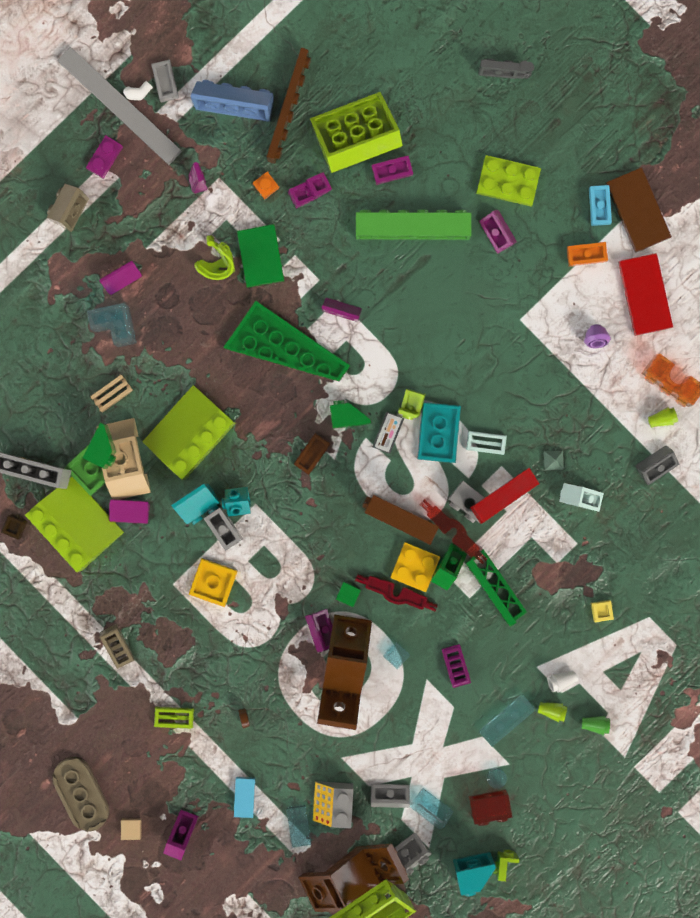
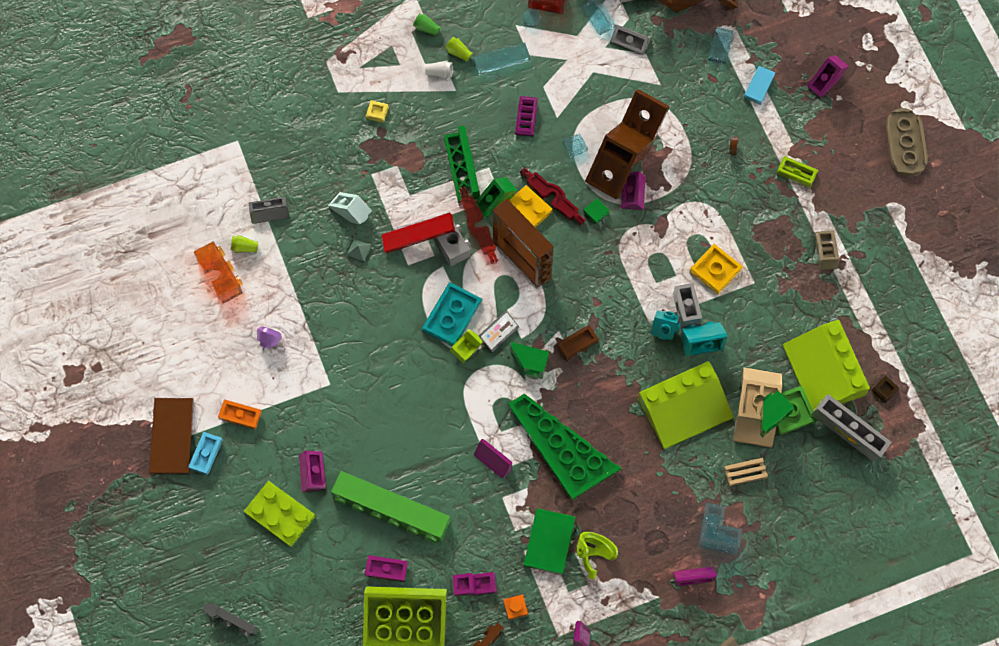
camera: 155 degrees left, 20 degrees down
(129, 511) = (770, 358): magenta slope -> none
(131, 829) = (871, 98): tan tile -> none
(333, 804) = (682, 49): light grey slope -> none
(470, 440) = (410, 295): light aqua tile -> none
(645, 294) = (204, 358): red tile -> none

